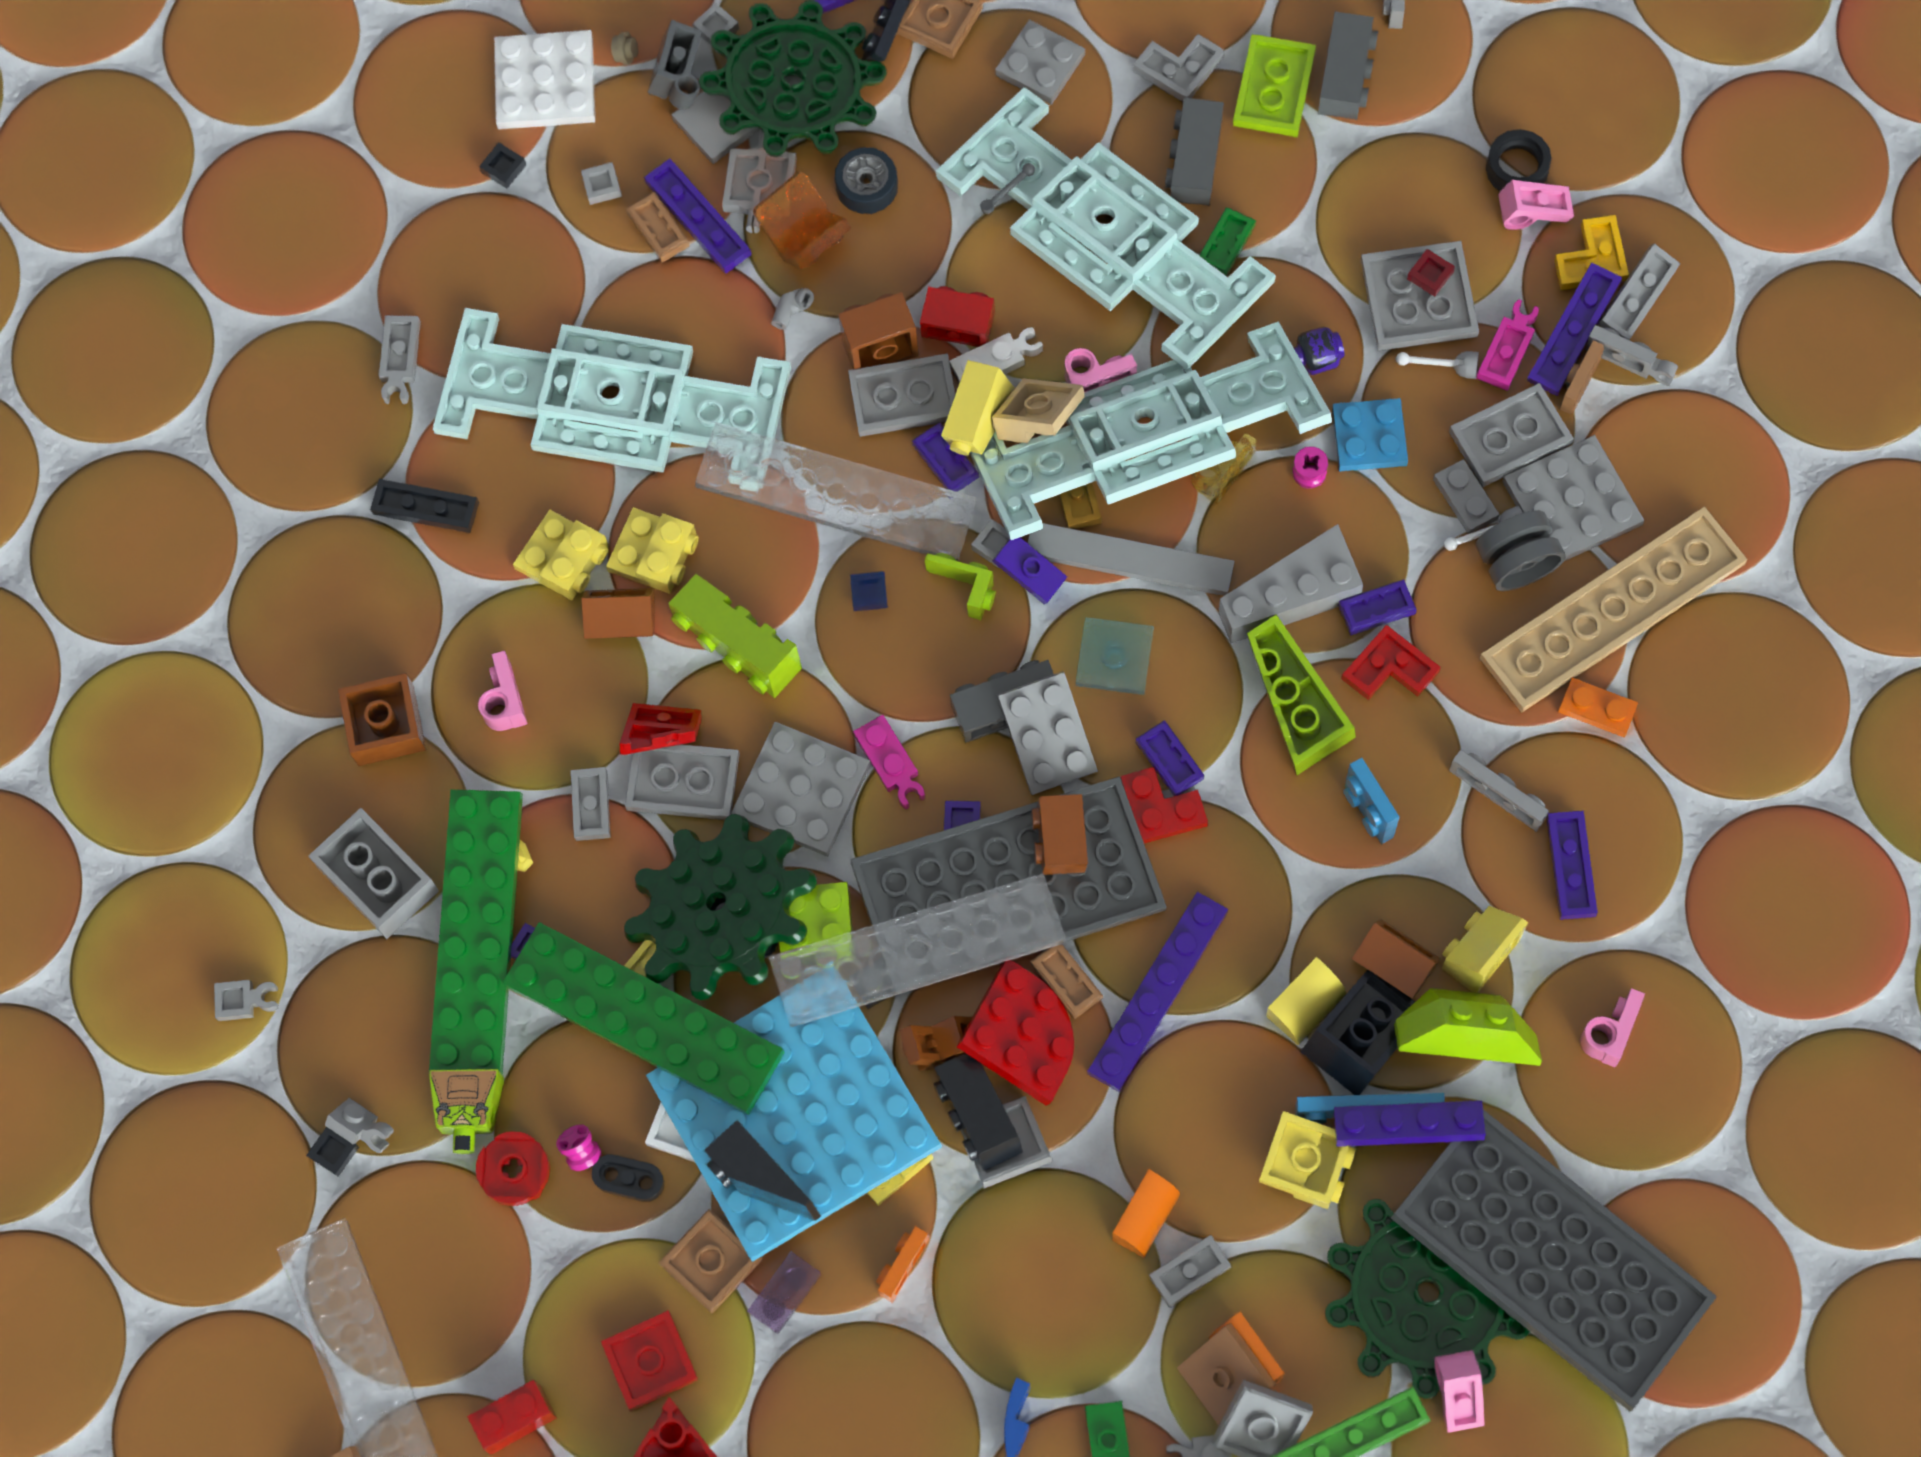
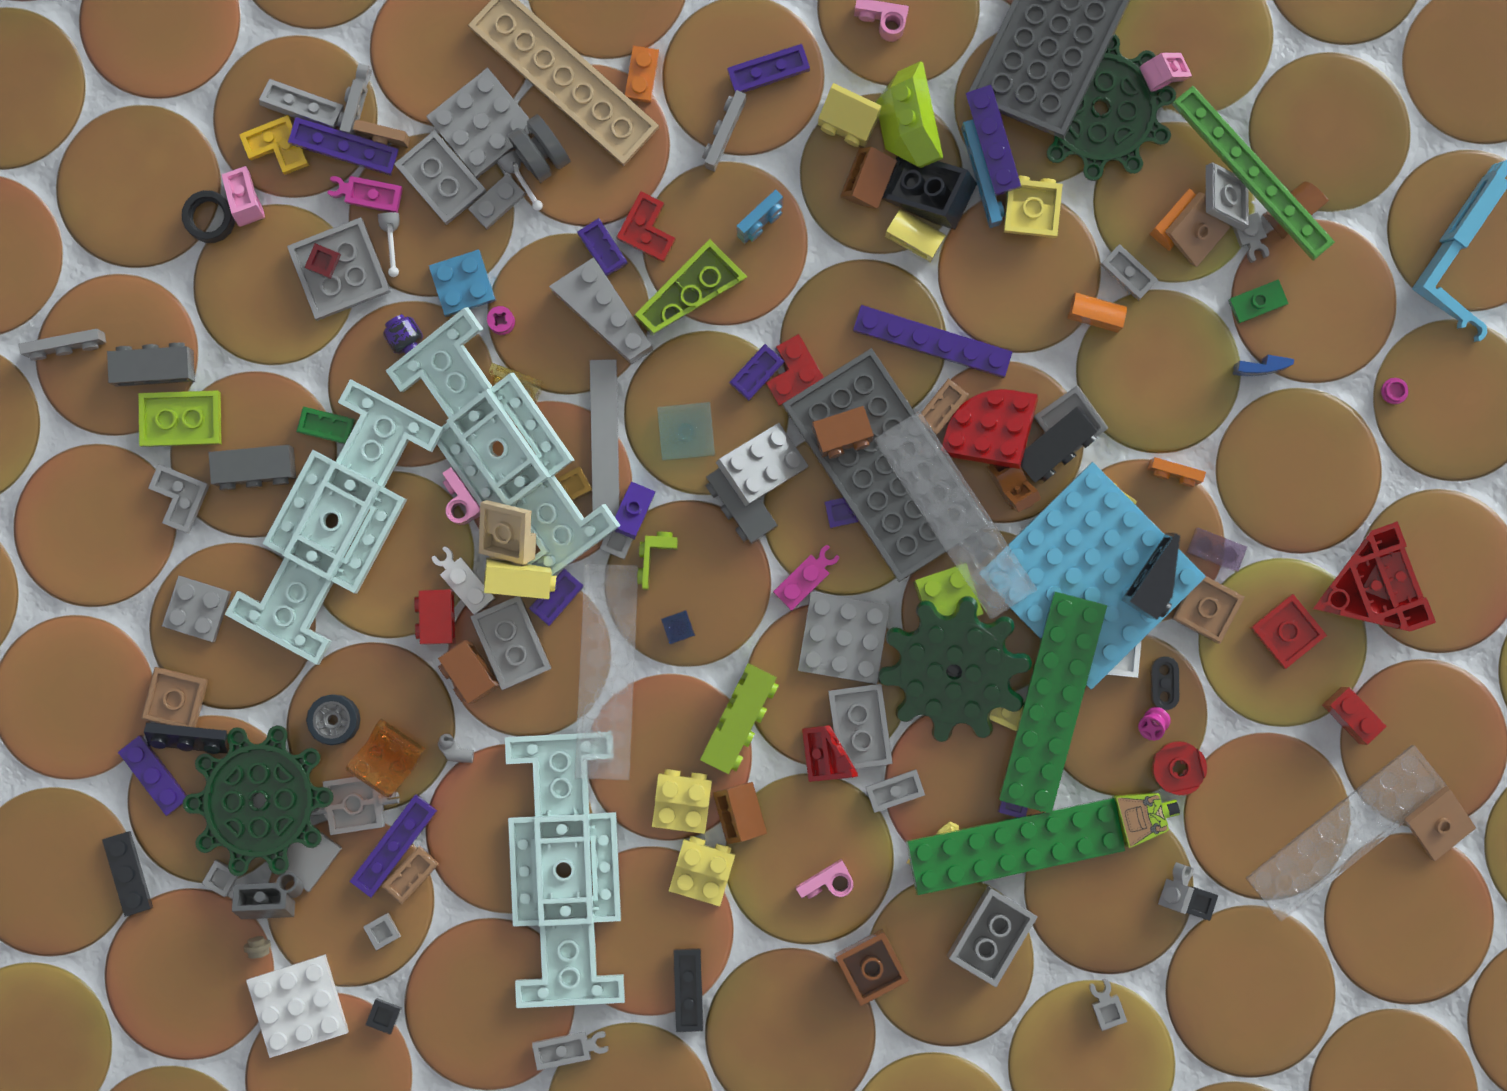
camera: 110 degrees left, 15 degrees up
(987, 205) = (337, 616): dark grey hinge -> none

